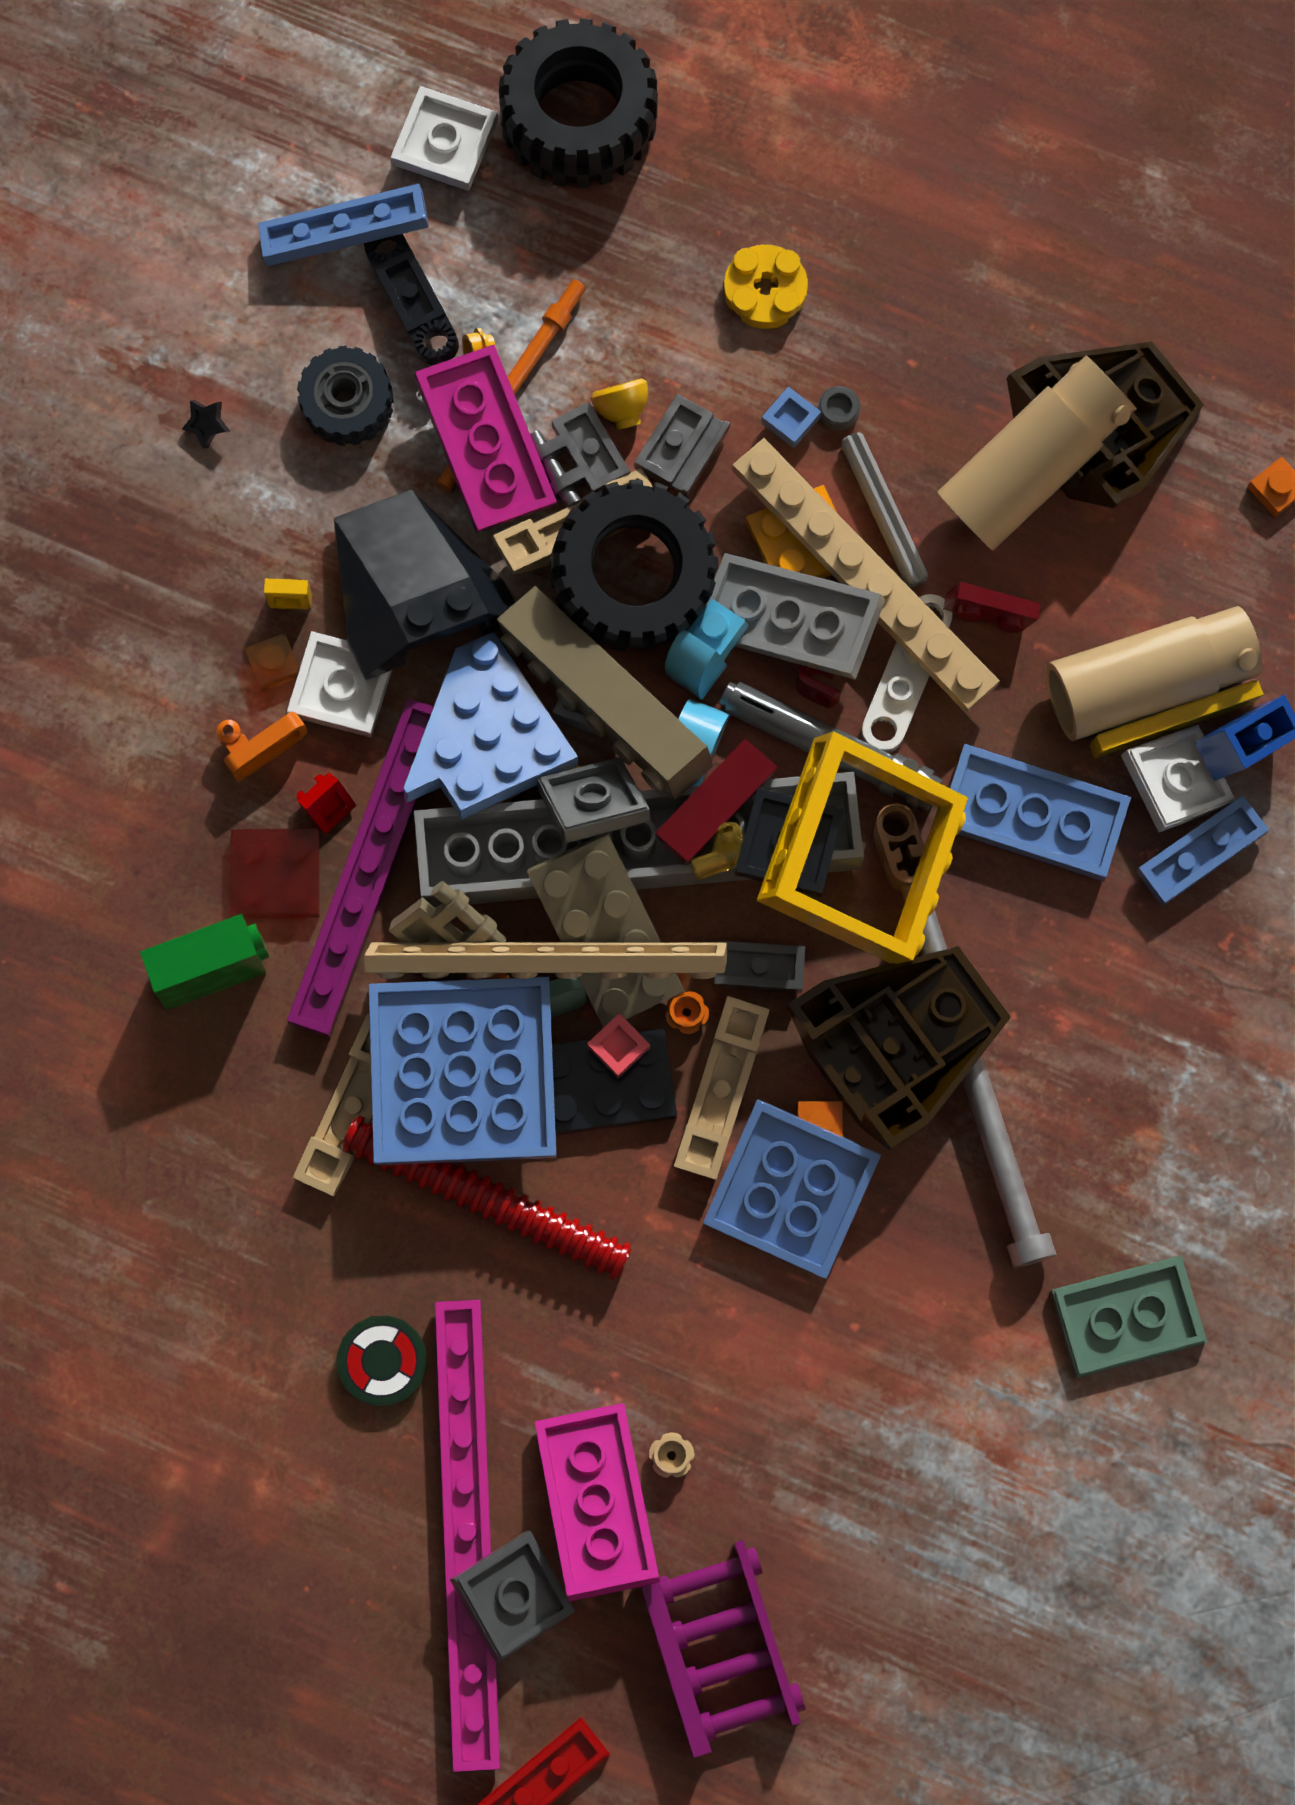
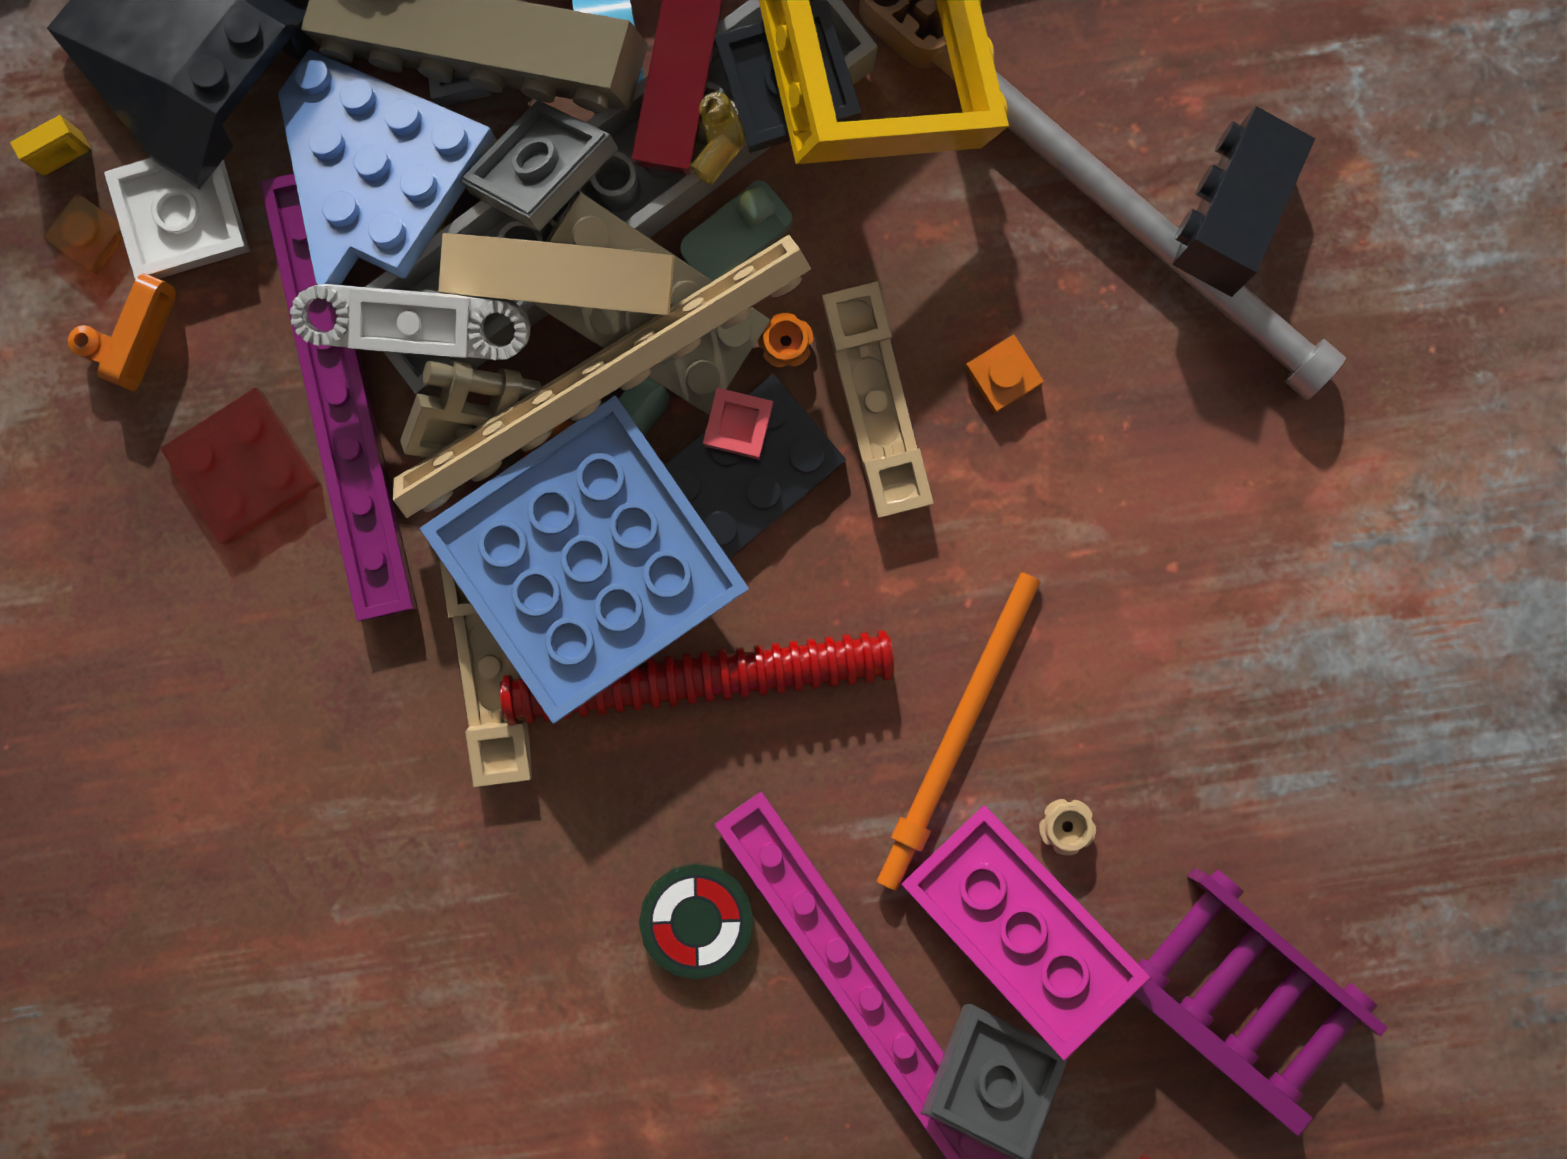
camera: 30 degrees left, 10 degrees up
(205, 961) = (220, 614): green brick -> none
(326, 802) = (245, 353): red tile -> none
(447, 849) = (409, 321): none -> white plate
(560, 876) = (556, 273): none -> tan slope
(564, 1392) = (911, 832): none -> orange bar
(699, 920) = (737, 231): none -> sand green piece
(762, 967) = (841, 238): dark grey plate -> none
(792, 1188) = (1021, 462): medium blue plate -> none
(899, 1038) = (1039, 226): dark brown wedge -> none
(1046, 1104) = (1241, 200): none -> black brick
(1128, 1316) = (1455, 376): sand green tile -> none

